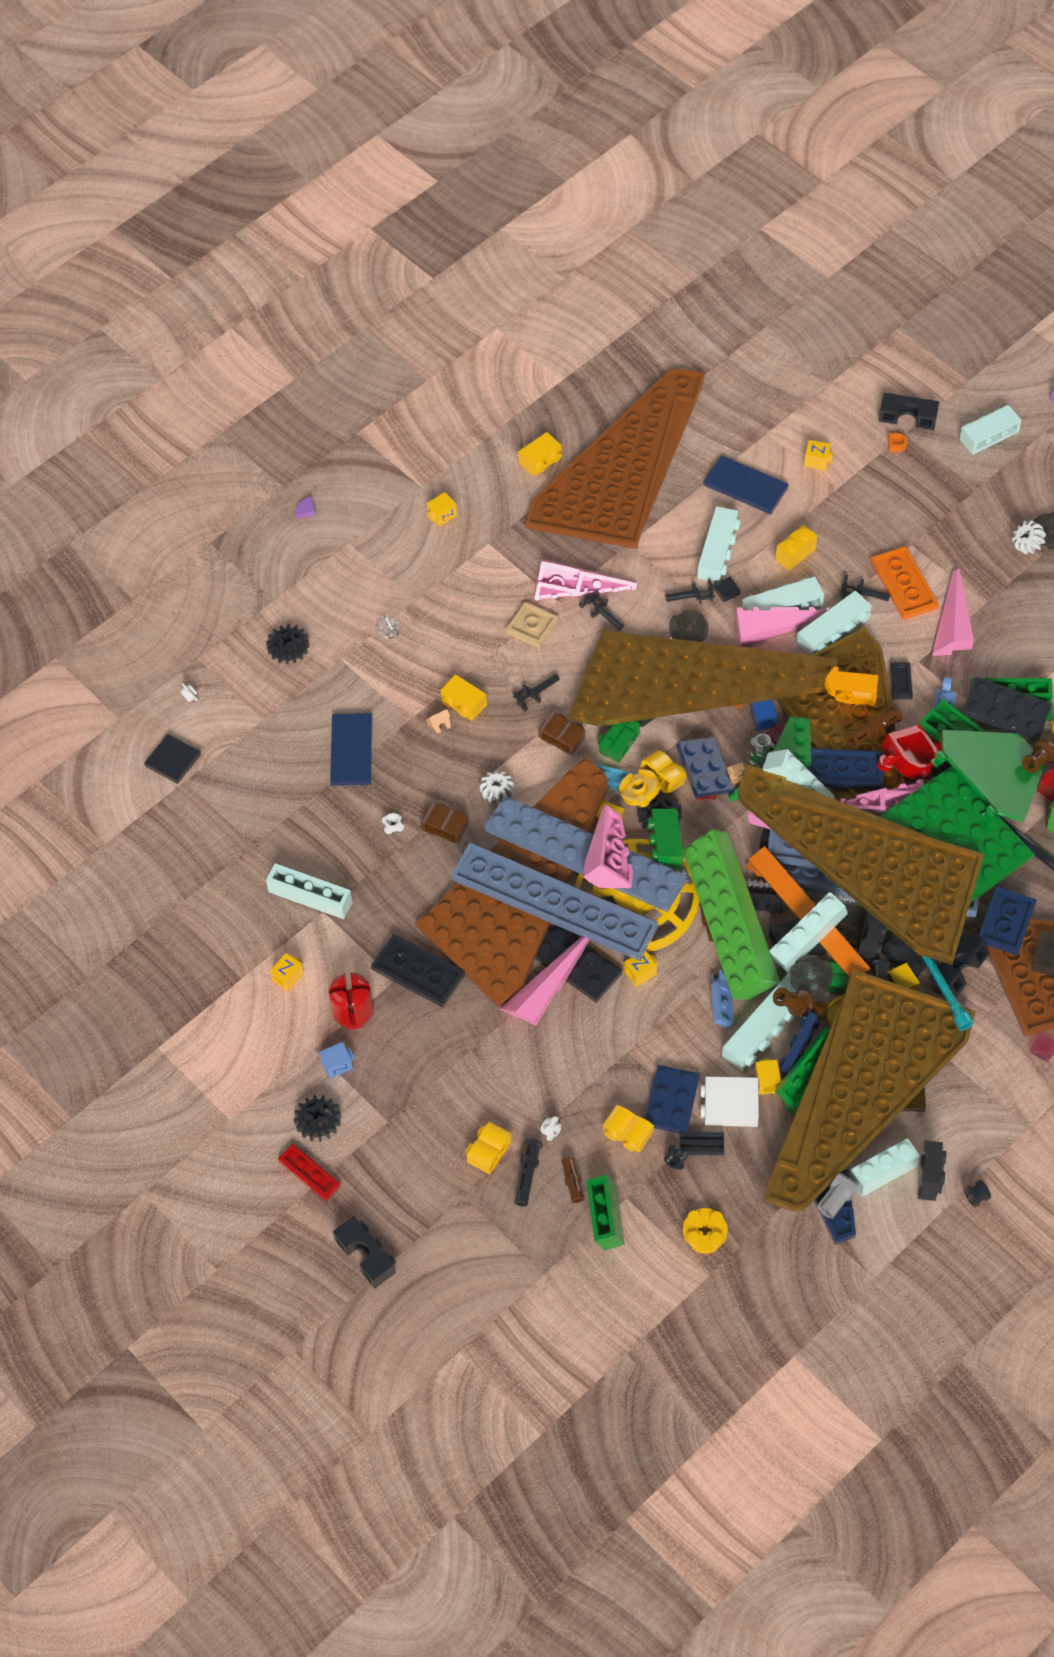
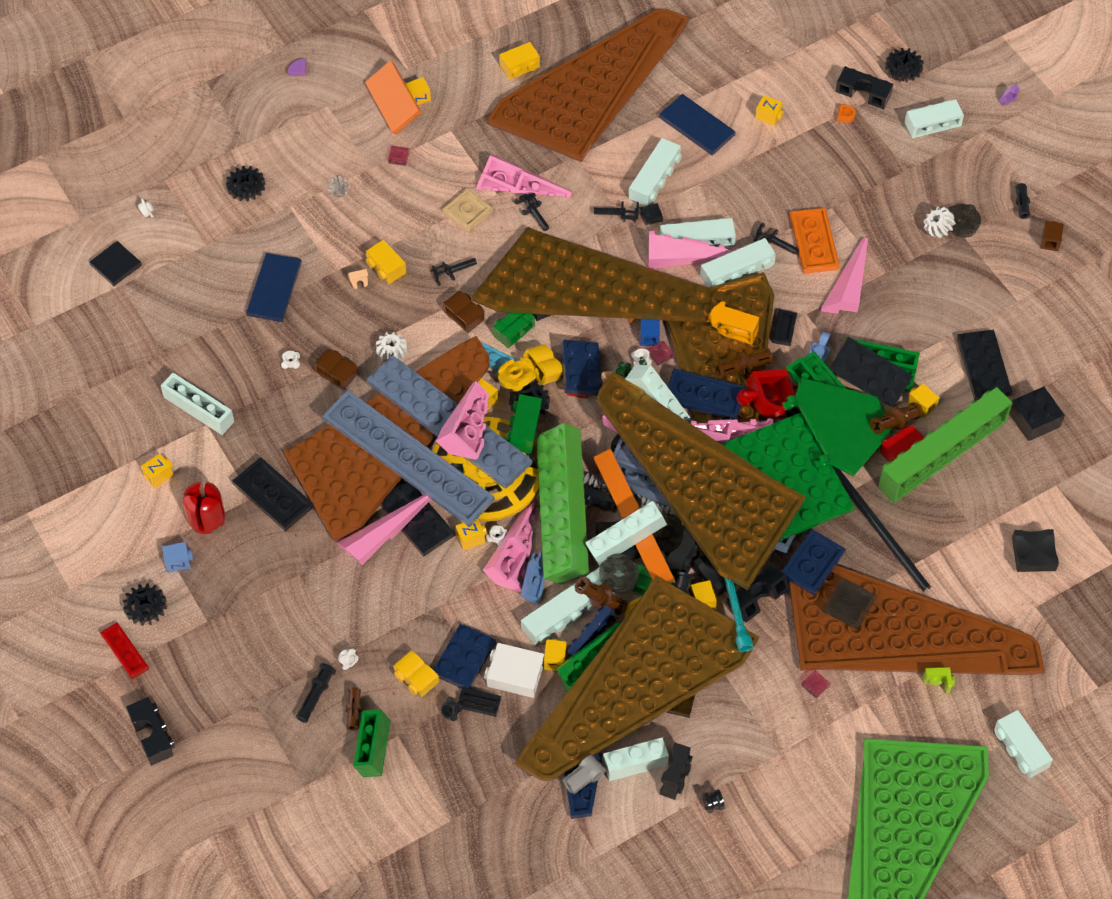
camera: 10 degrees right, 0 degrees up
(418, 520) = (393, 97): none -> orange tile
(441, 581) = (398, 155): none -> clear pink tile
(489, 1147) = (287, 663): yellow brick -> none
(668, 957) = (496, 529): none -> white plate
(685, 619) = (609, 232): clear smoke plate -> none
(688, 986) = (509, 560): none -> bright pink wedge
(714, 1238) = (458, 768): yellow plate -> none
(796, 547) = (724, 189): yellow brick -> none
(797, 739) = (669, 360): green wing -> none
(942, 379) = (912, 67): none -> black gear

